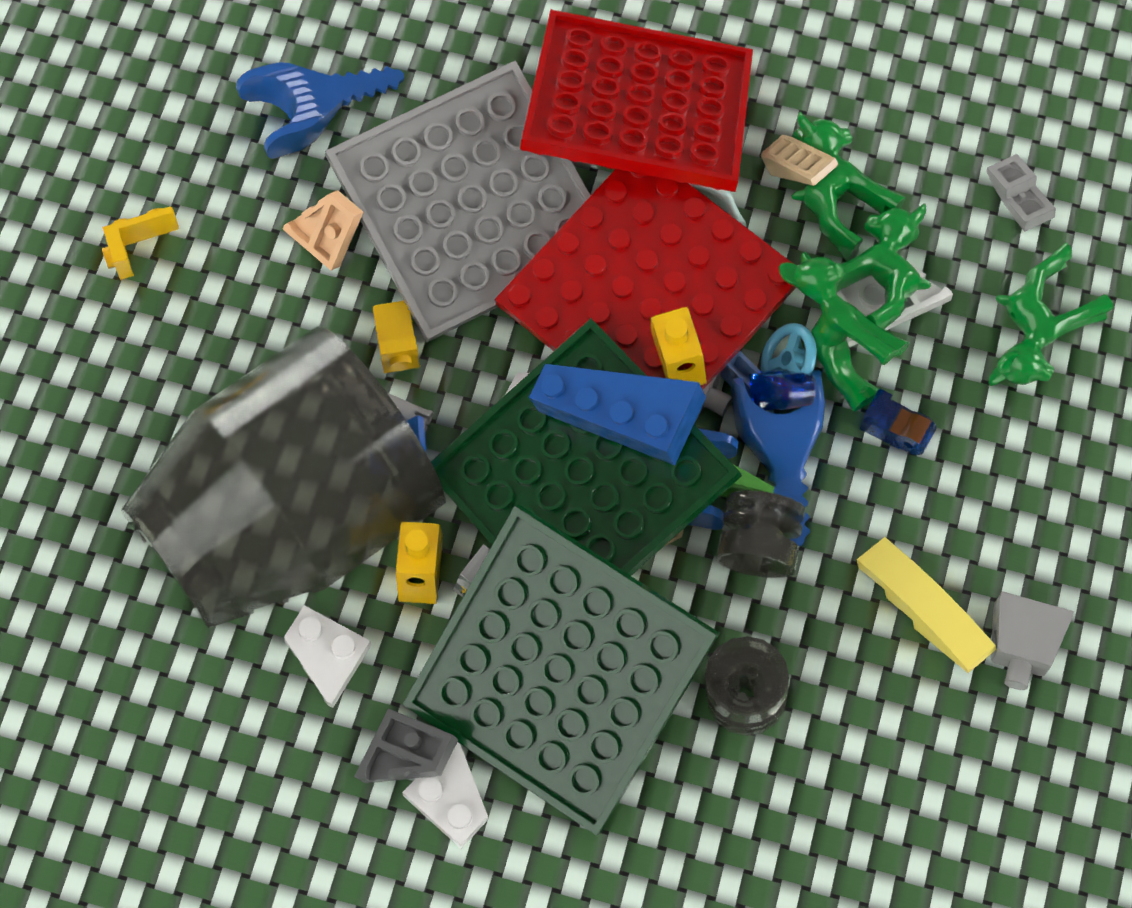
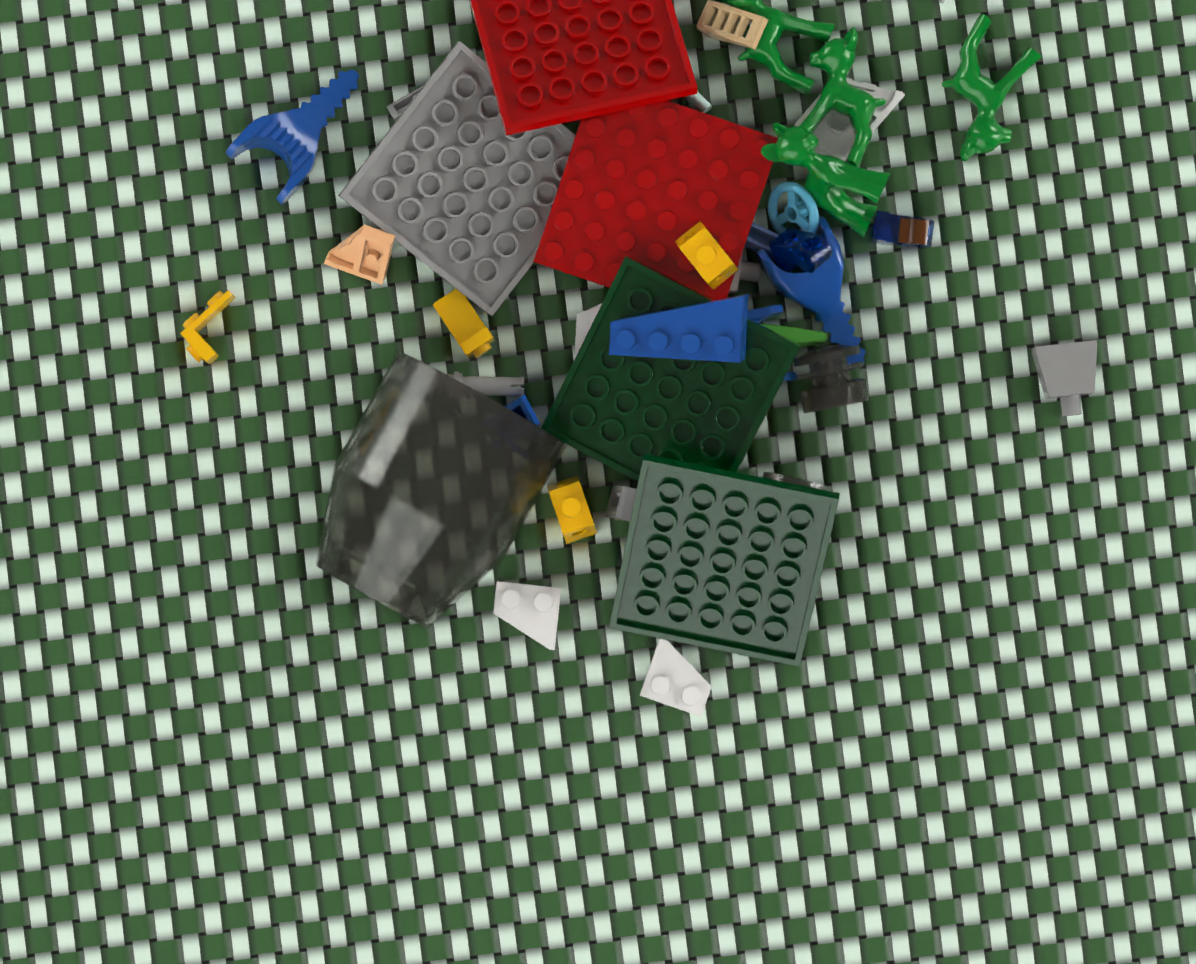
camera: 20 degrees left, 20 degrees up
(405, 750) = (628, 663): dark grey wing -> none
(747, 664) = (868, 487): clear smoke wheel -> none
(927, 604) = (979, 377): light yellow slope -> none

